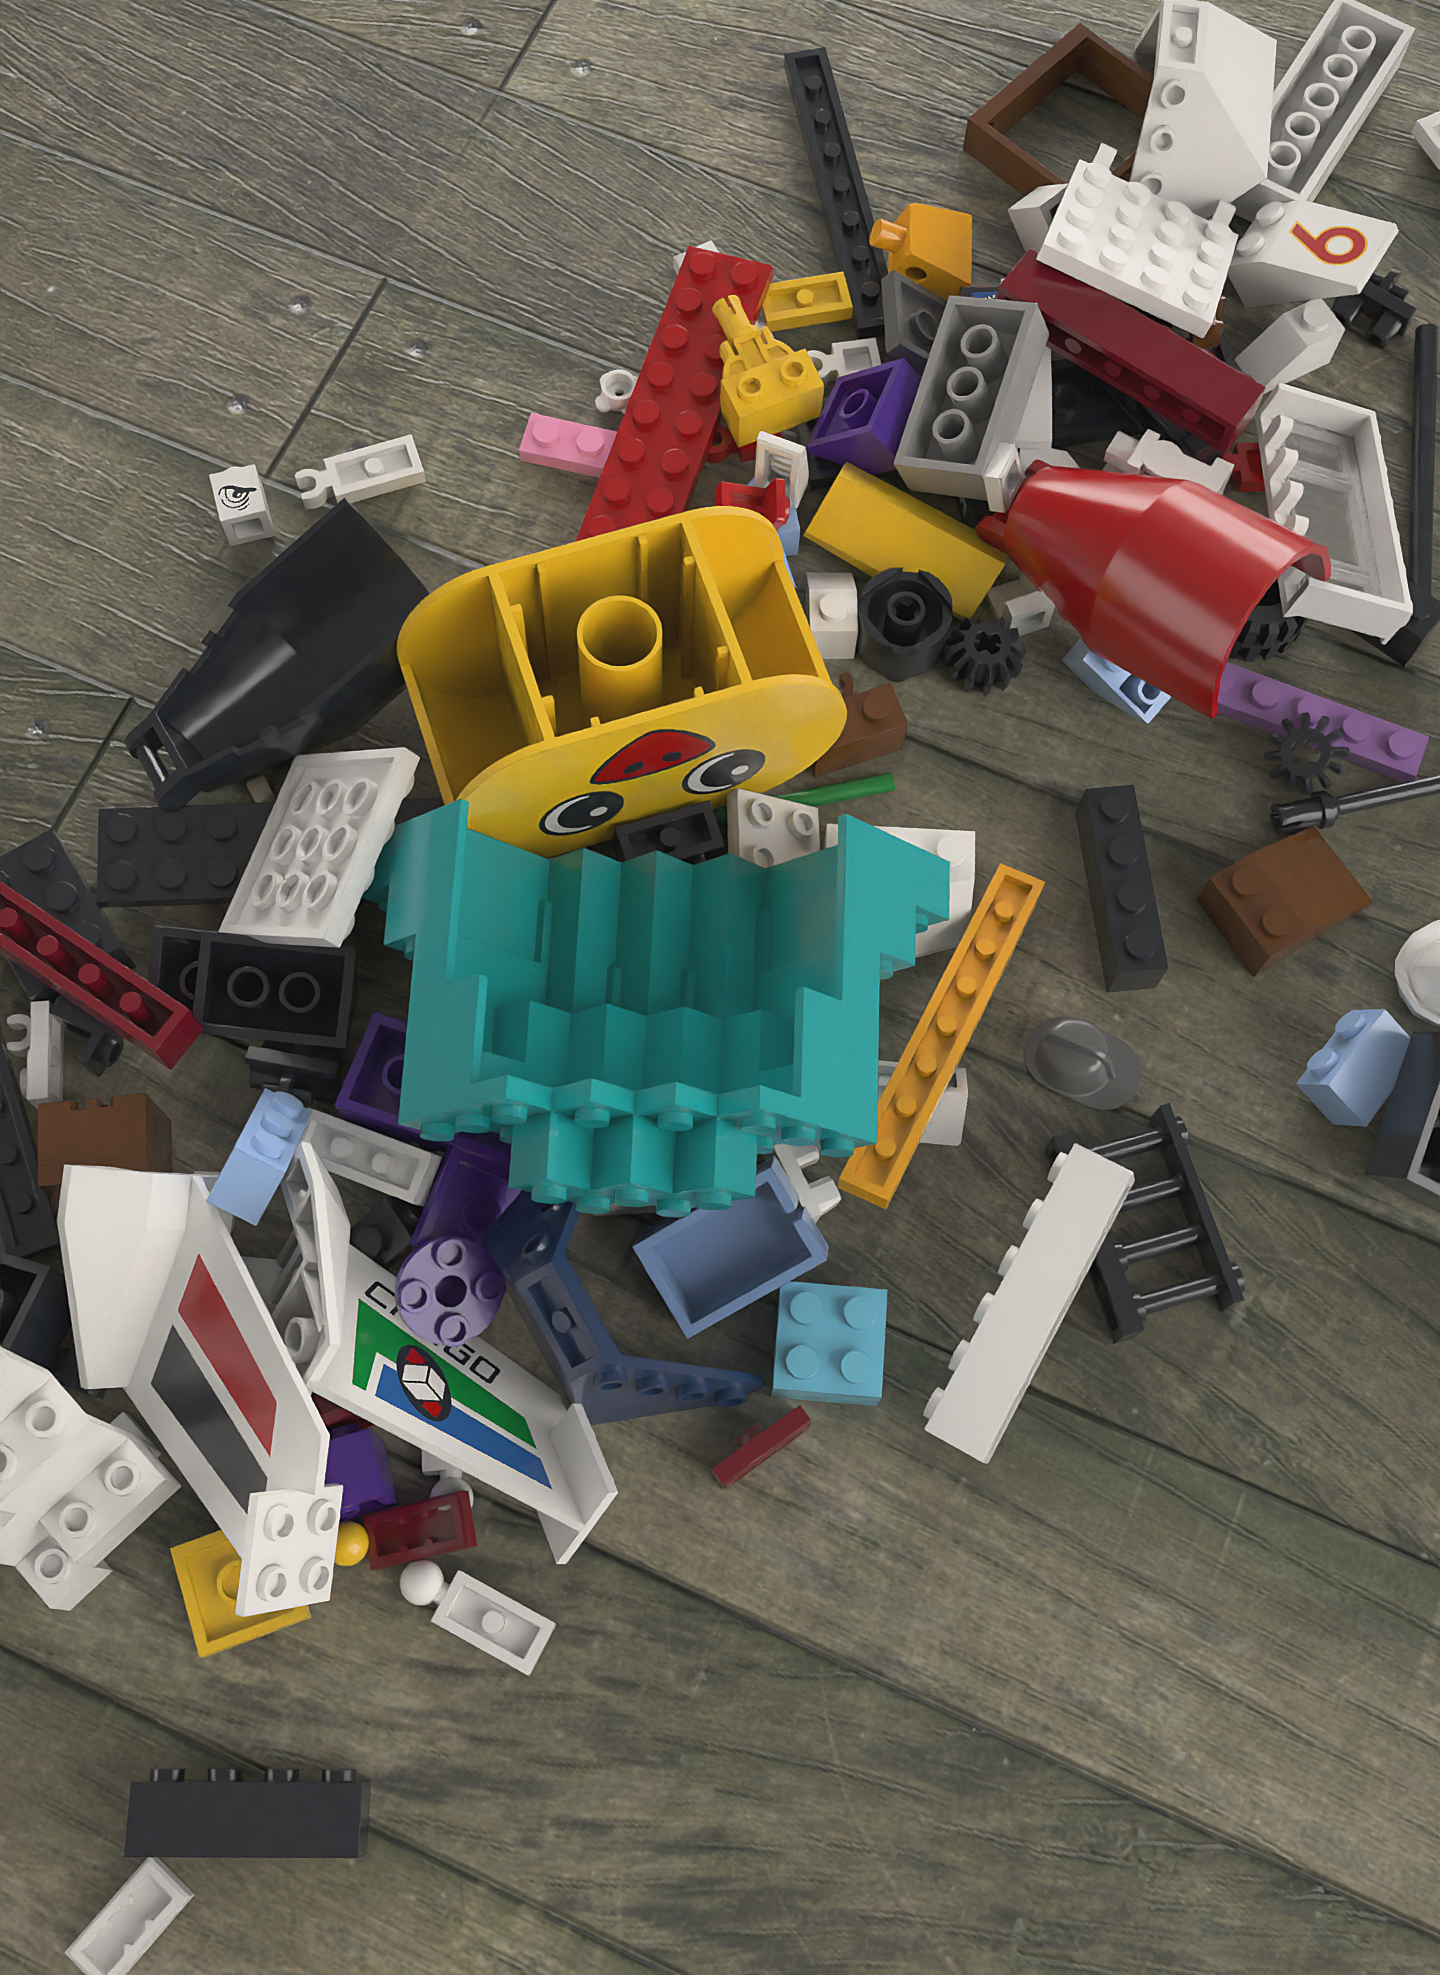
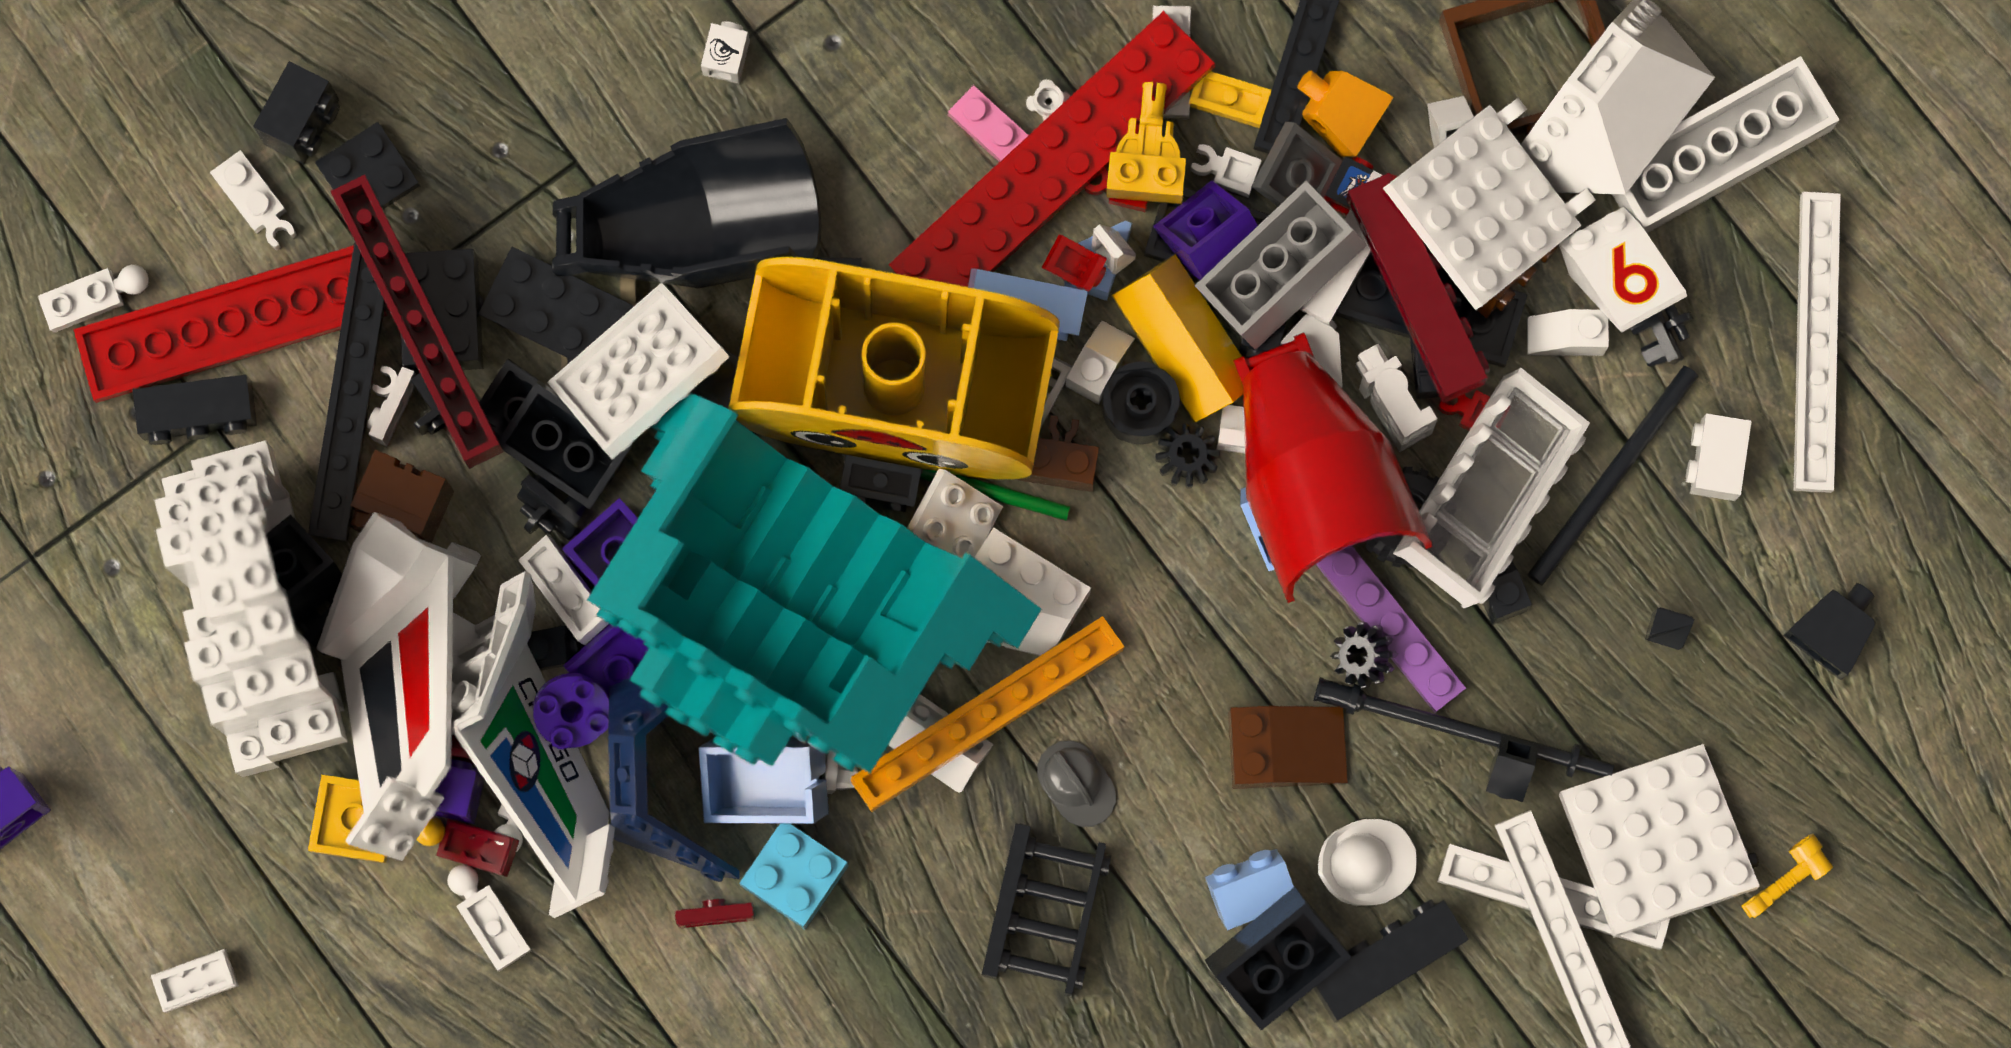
camera: 30 degrees right, 10 degrees up
(248, 1816) = (293, 960): black brick -> none
(260, 1156) = (497, 560): light blue brick -> none
(363, 473) = (827, 71): white plate -> none
(1003, 477) = (1264, 340): white tile -> none
(1029, 1303) = (932, 920): white brick -> none
(1121, 889) = (1172, 678): black brick -> none

